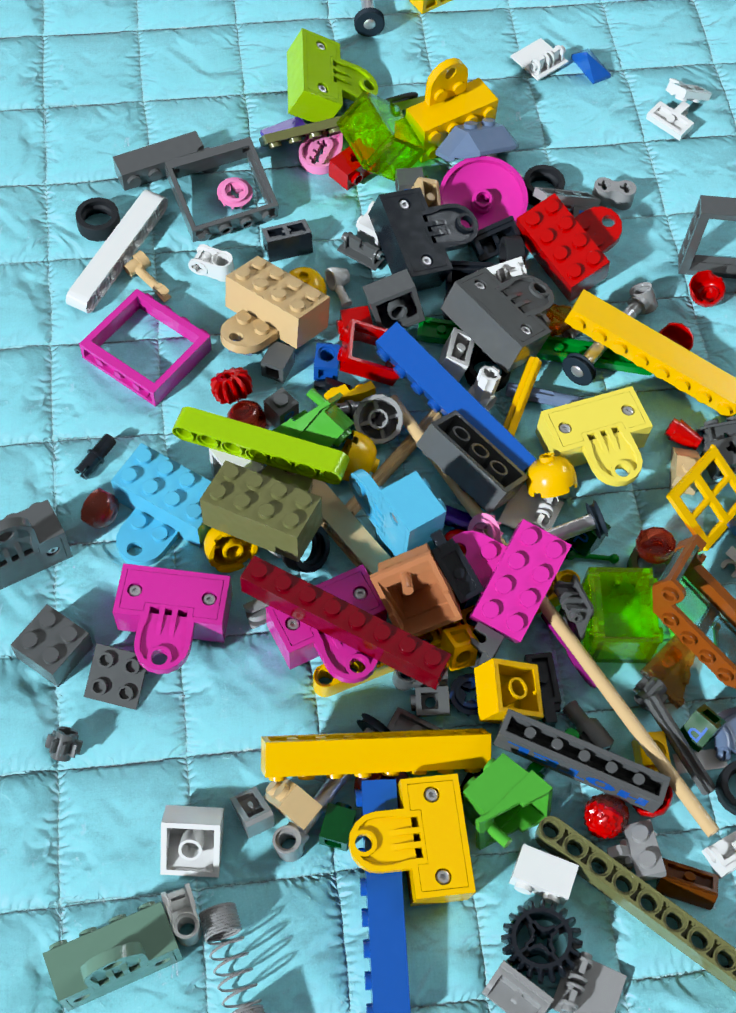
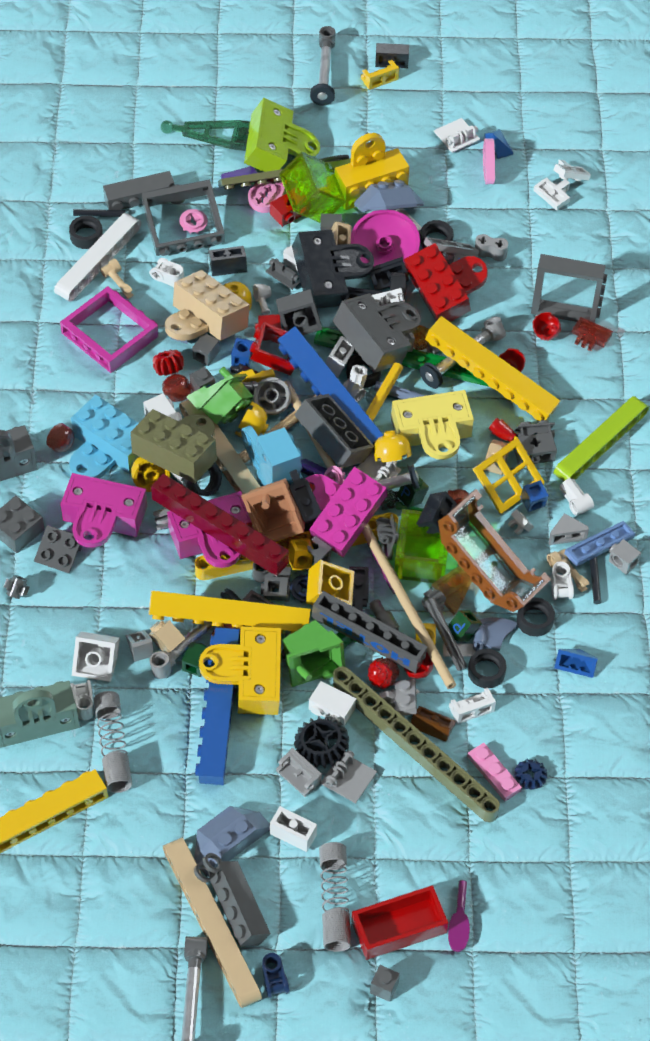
camera: 10 degrees right, 5 degrees down
(95, 456) = (62, 402): black axle -> none
(111, 193) = (98, 213): none -> black bar
(261, 445) = (180, 402): lime beam -> none
(275, 87) = (238, 139): none -> clear green plate
(588, 86) = (489, 161): none -> bright pink piece
(638, 568) = (436, 507): none -> black hinge

